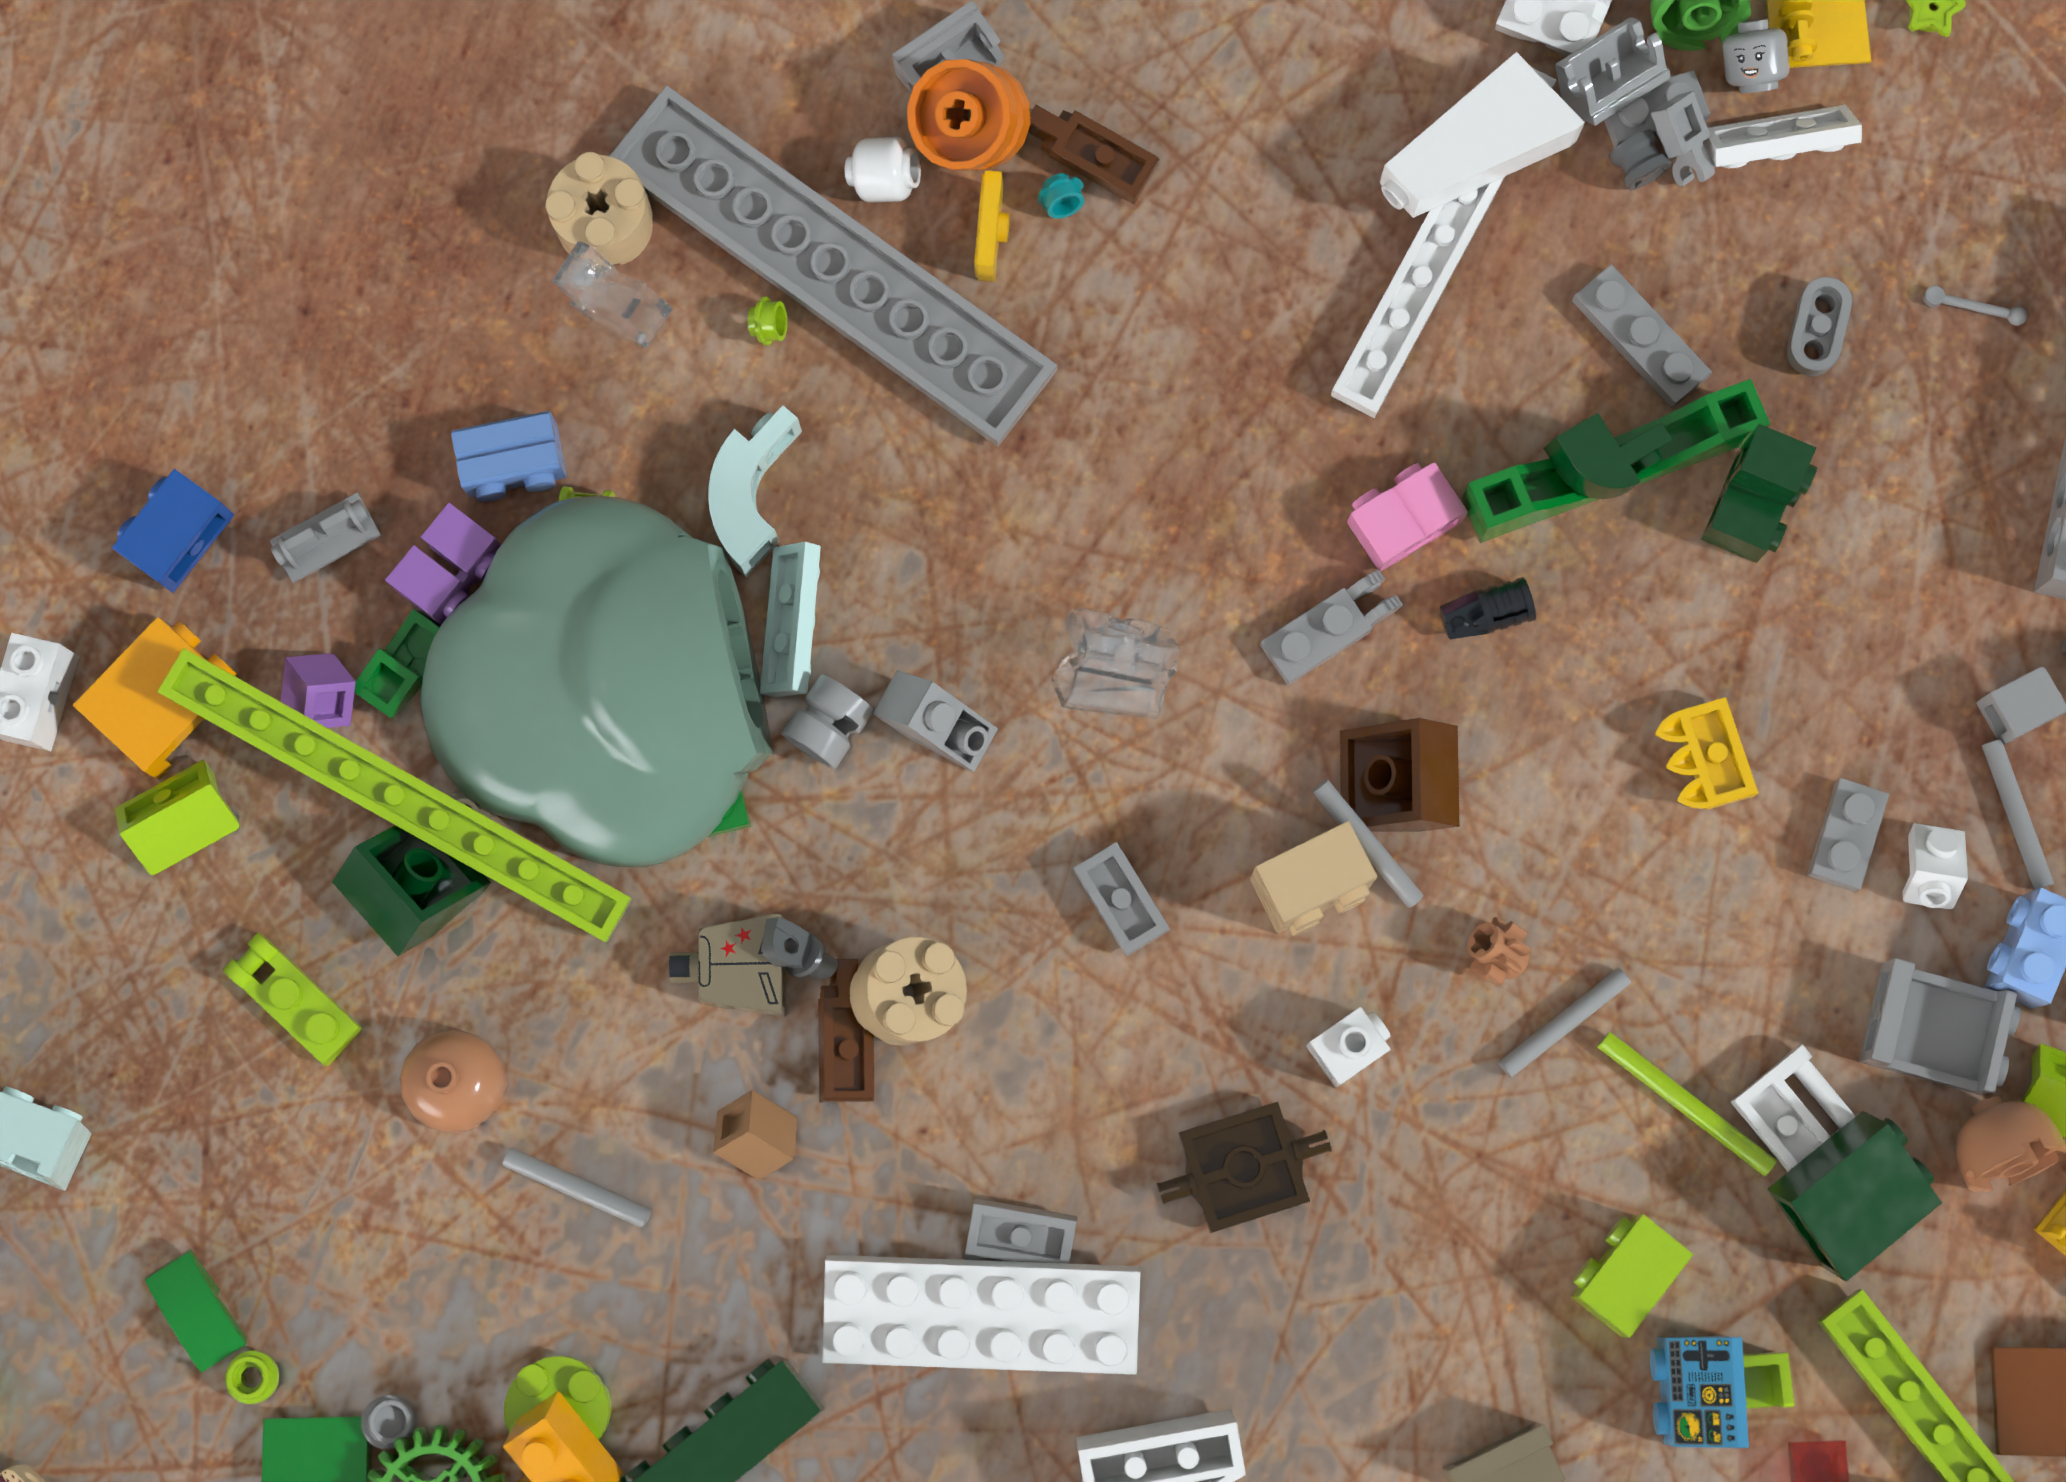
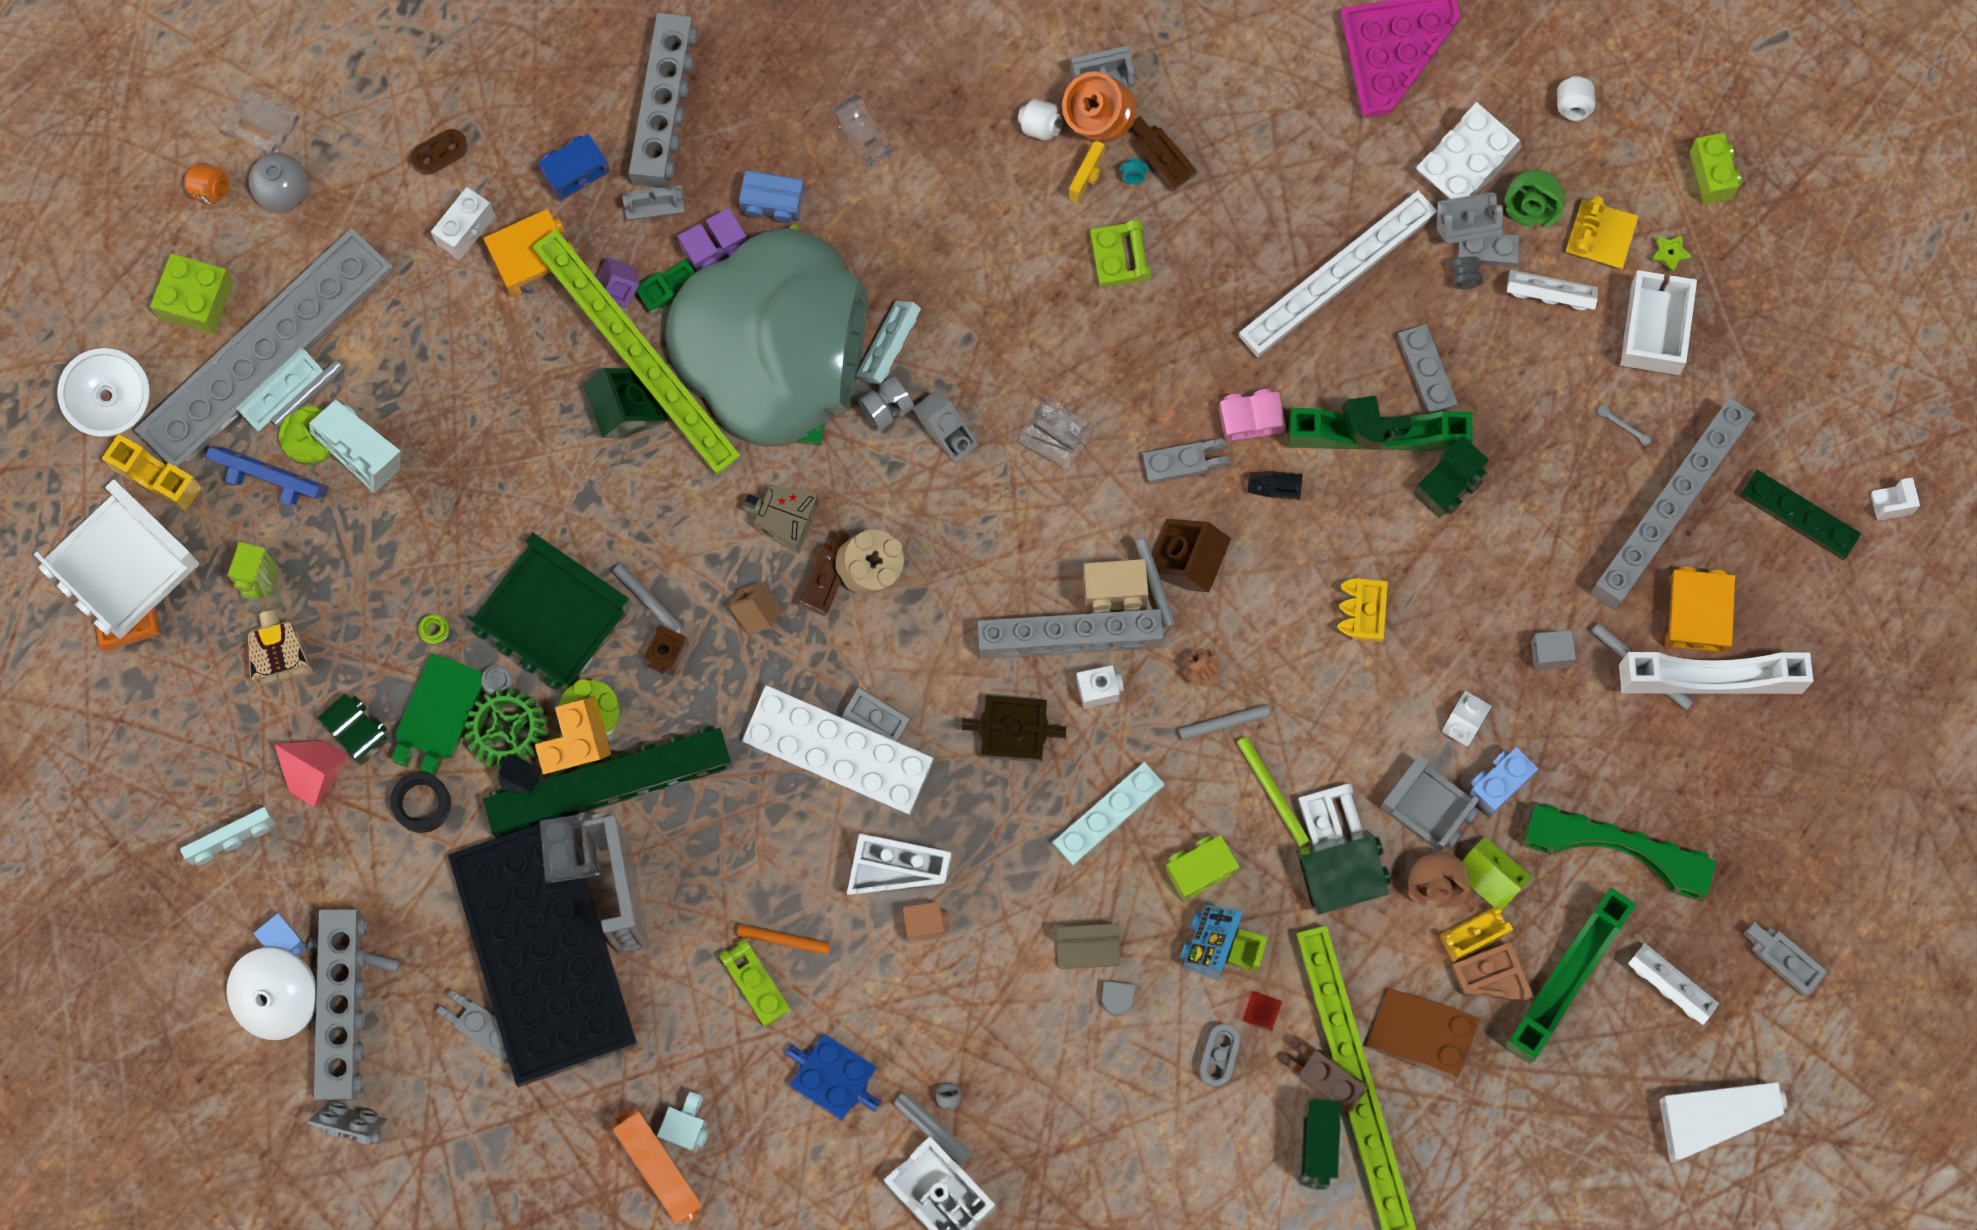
camera: 20 degrees right, 5 degrees down
(175, 818) = (513, 321): lime panel -> none
(195, 1311) = (418, 582): green slope -> none
(235, 253) = (668, 31): none -> light grey brick
(294, 1000) = (537, 441): lime plate -> none
(430, 1280) = (550, 614): none -> dark green panel
(453, 1081) = (604, 516): nougat cylinder -> none
(597, 184) = (877, 80): tan brick -> none
(656, 1251) = (666, 663): none -> reddish brown brick
(735, 485) = (889, 257): light aqua arch -> none
(767, 321) = (943, 177): lime plate -> none
(804, 951) = (822, 518): dark grey piece -> none
(834, 266) = (991, 161): light grey plate -> none
(1079, 344) = (1110, 255): none -> lime plate
(1121, 899) = (1007, 561): light grey plate -> none
(1270, 979) = (1070, 634): none -> light grey brick
(1447, 1244) = (1108, 814): none -> light aqua plate
(1485, 136) = (1378, 226): white slope -> none
(1682, 134) = (1494, 265): light grey plate -> none
(1756, 57) = (1555, 240): light grey head -> none
(1819, 329) = (1527, 403): light grey plate -> none
(1848, 835) = (1426, 683): light grey plate -> none
(1968, 125) = (1658, 323): none -> white piece
(2017, 814) = (1526, 713): light grey bar -> none

